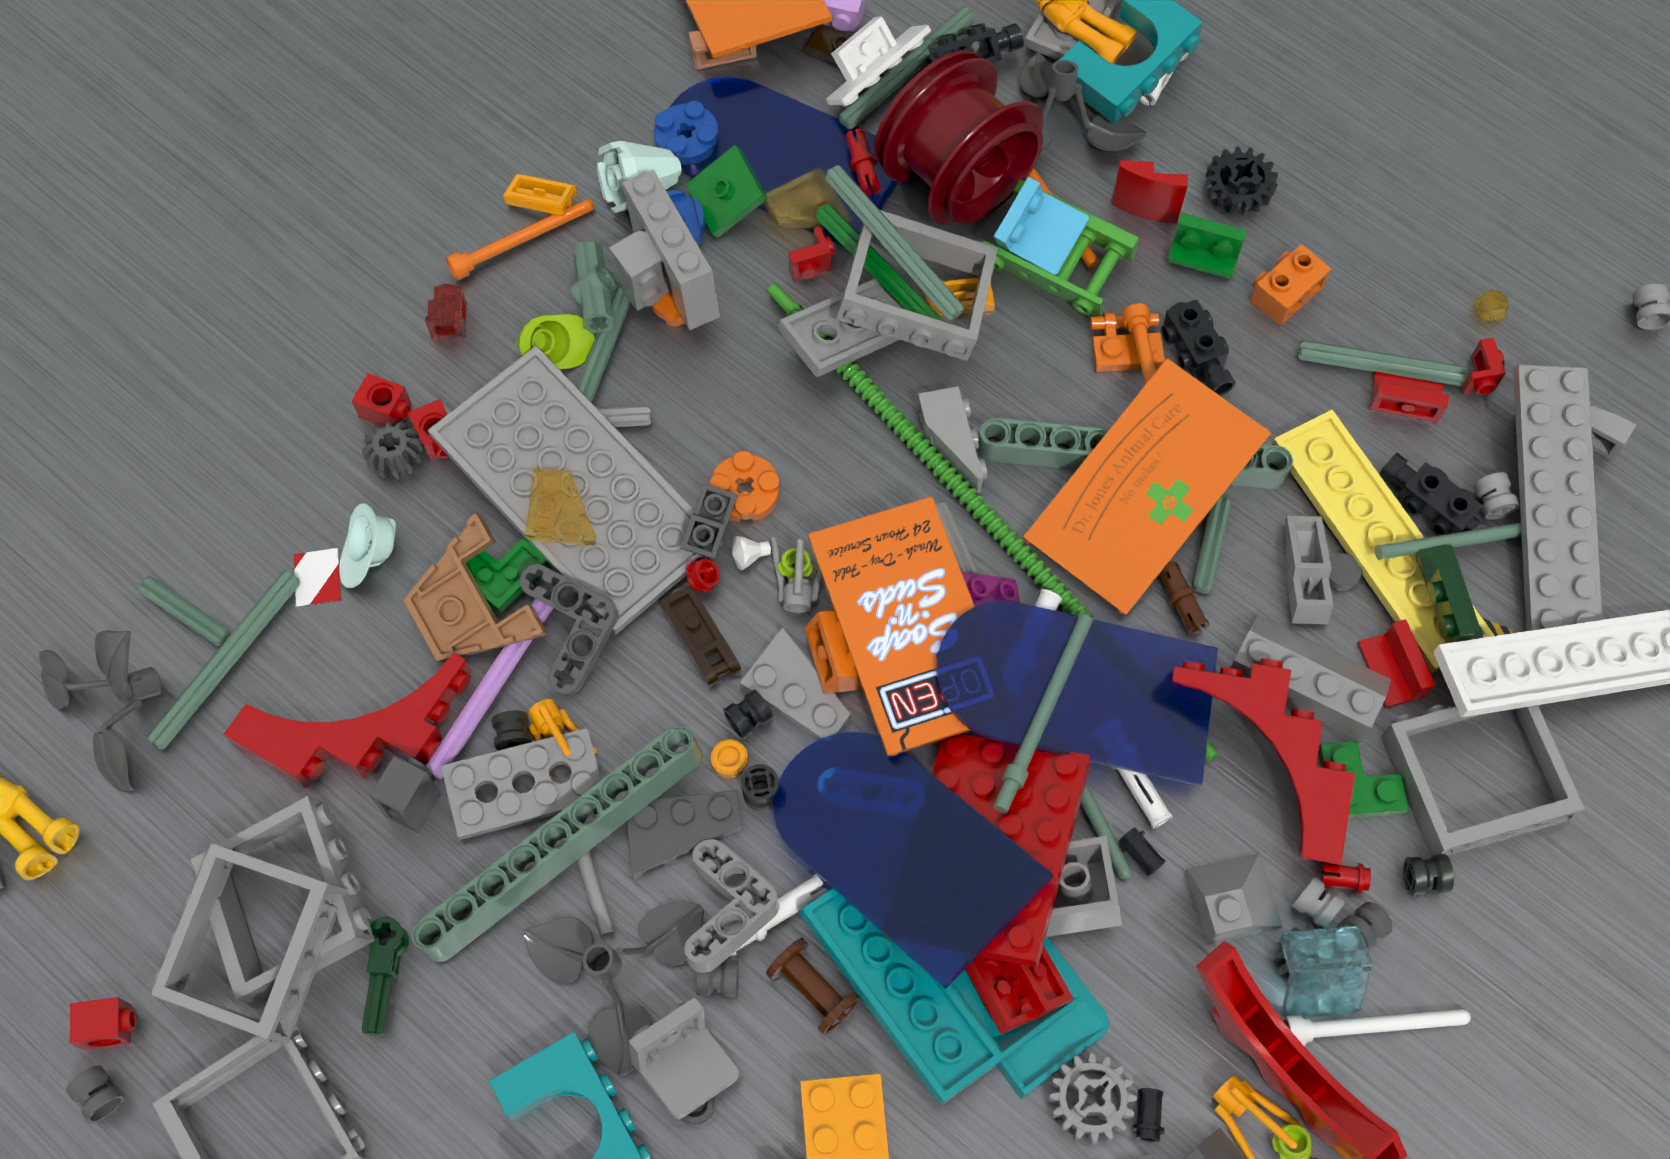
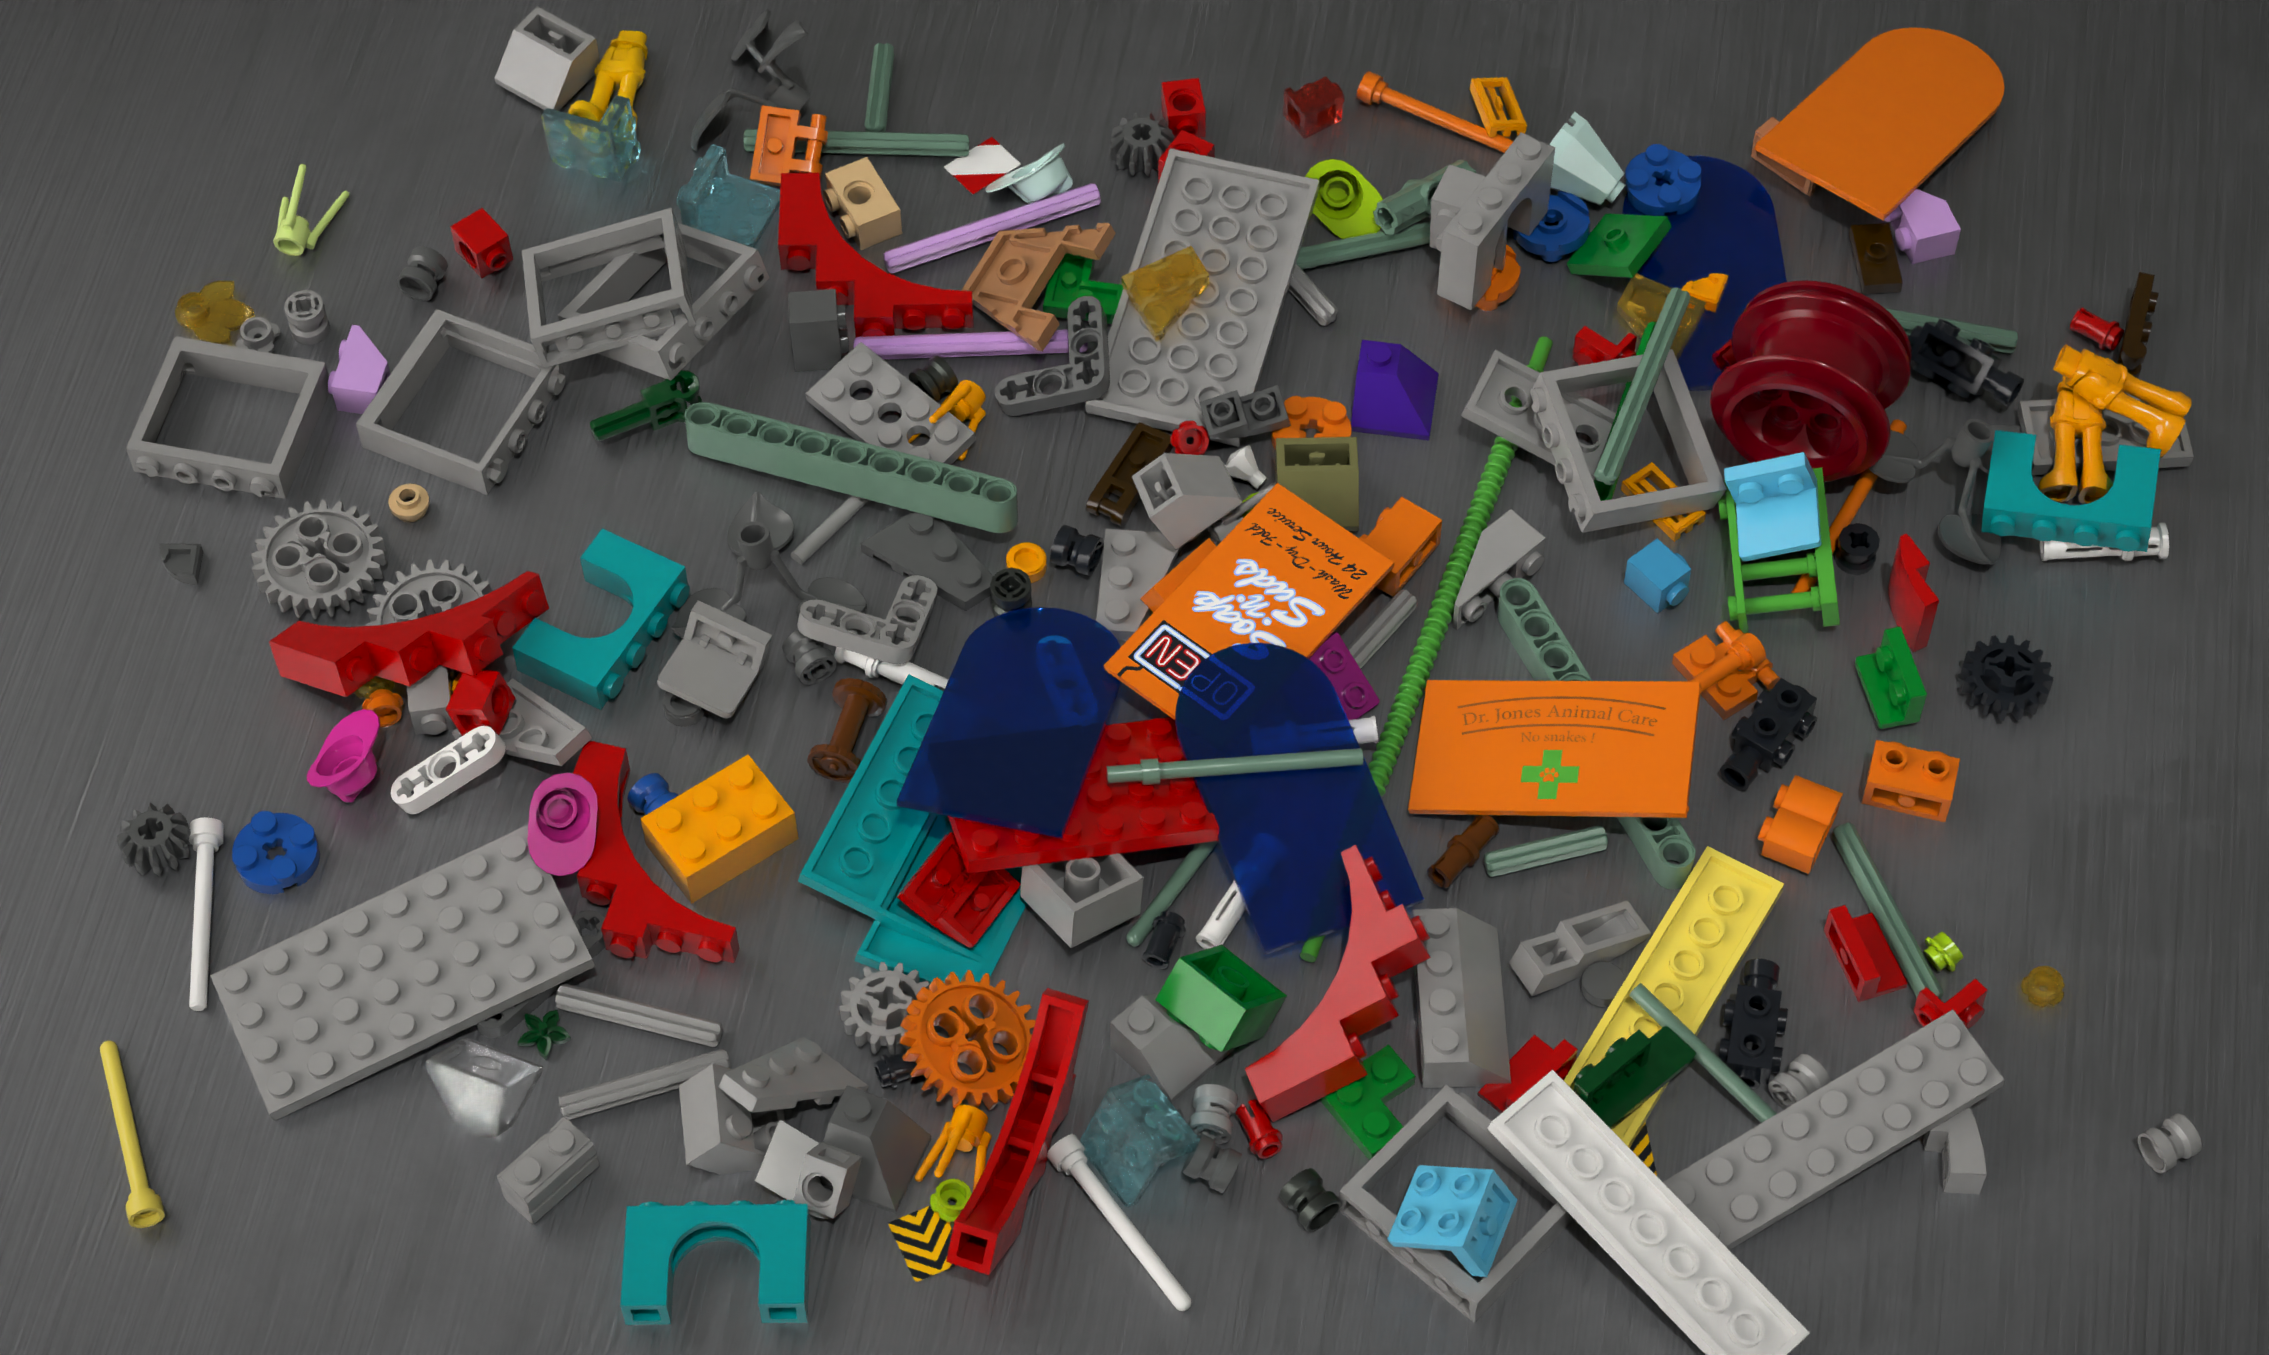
camera: 60 degrees right, 10 degrees down
(80, 871) = (594, 146): none -> clear light blue bracket
(187, 721) = (777, 143): none -> orange plate
(214, 794) = (726, 202): none -> clear light blue bracket
(277, 676) = (862, 203): none -> tan brick
(388, 606) = (986, 229): none -> lavender axle
(749, 413) = (1393, 392): none -> dark purple slope
(762, 604) = (1186, 494): none -> light grey slope
(800, 162) = (1708, 289): none -> light orange tile
(802, 503) = (1322, 474): none -> olive slope
(870, 54) = (1884, 276): white bracket -> none
(891, 479) = (1405, 537): none -> orange brick
(1027, 335) = (1658, 576): none -> dark azure brick
(1082, 192) = (1858, 559): none -> black wheel
(1171, 1082) = (938, 1056): none -> orange gear
(1236, 840) = (1220, 998): none -> green brick
(1286, 370) = (1800, 824): none -> orange brick
(1434, 348) = (1942, 952): none -> lime plate
(1512, 785) = (1455, 1213): none -> medium azure bracket

